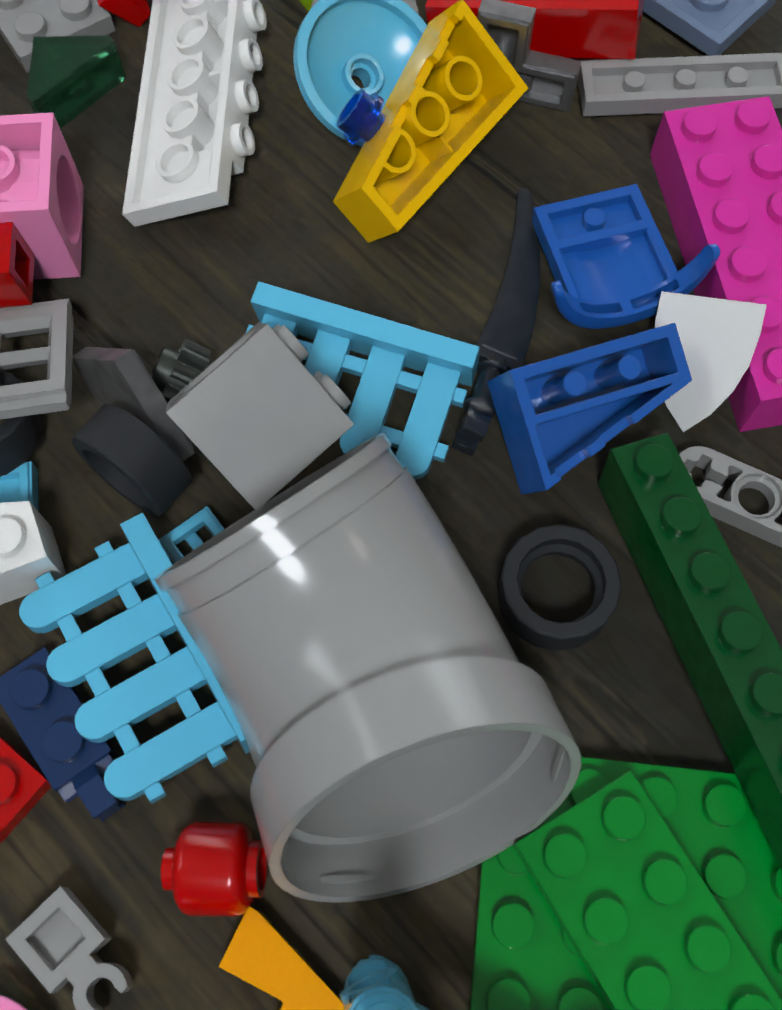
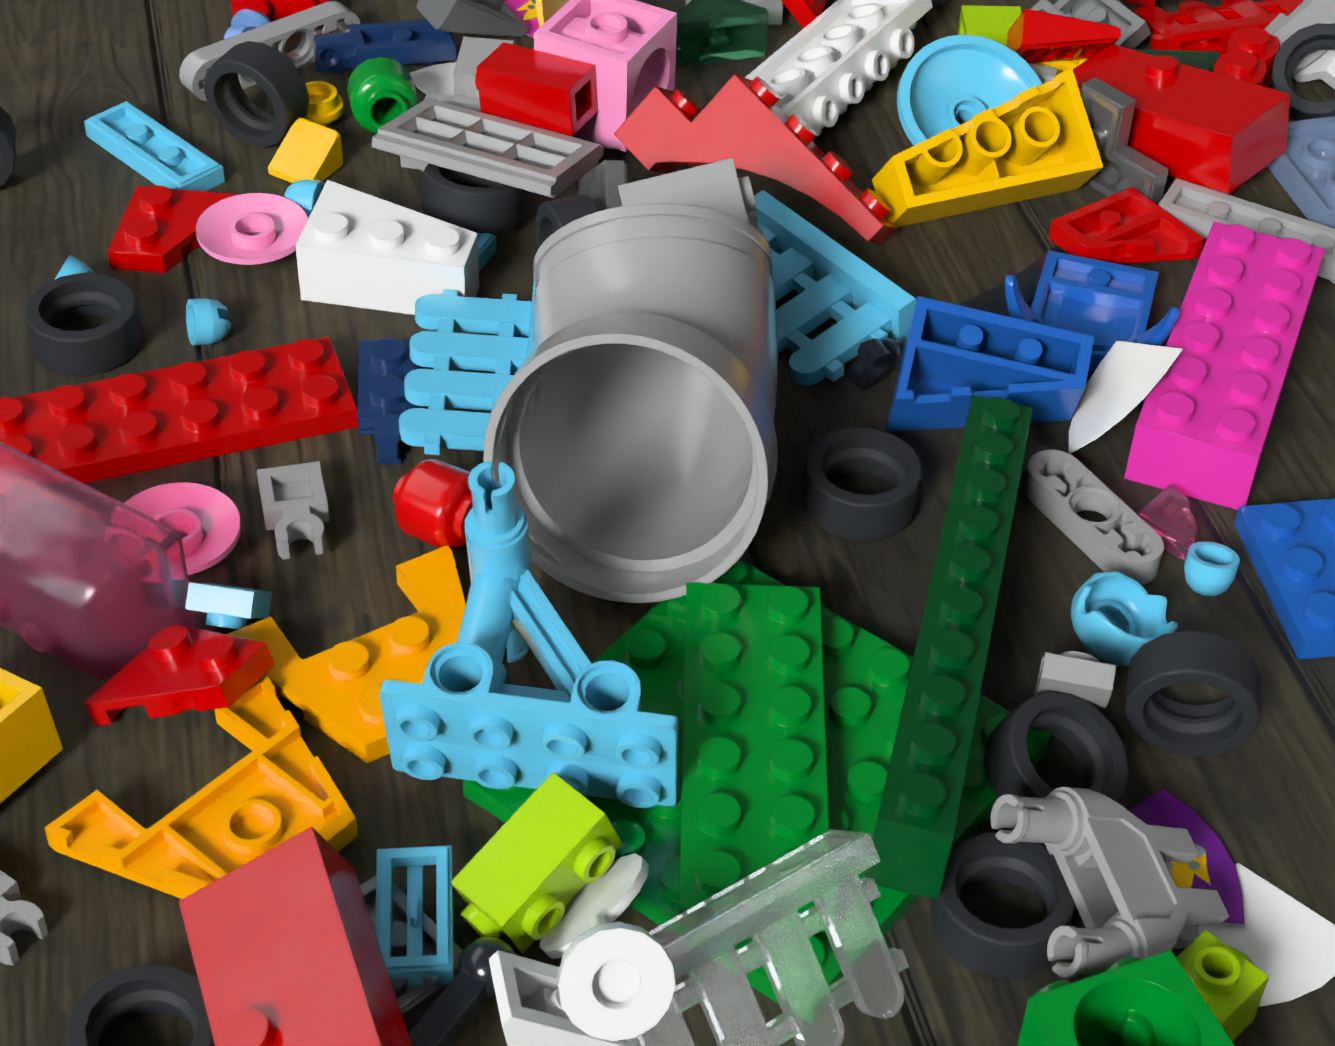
camera: 30 degrees right, 25 degrees down
(214, 222) = (759, 137): none -> arch
(361, 117) = (933, 122): clear blue plate -> none
(573, 145) = (1124, 231): none -> red wing

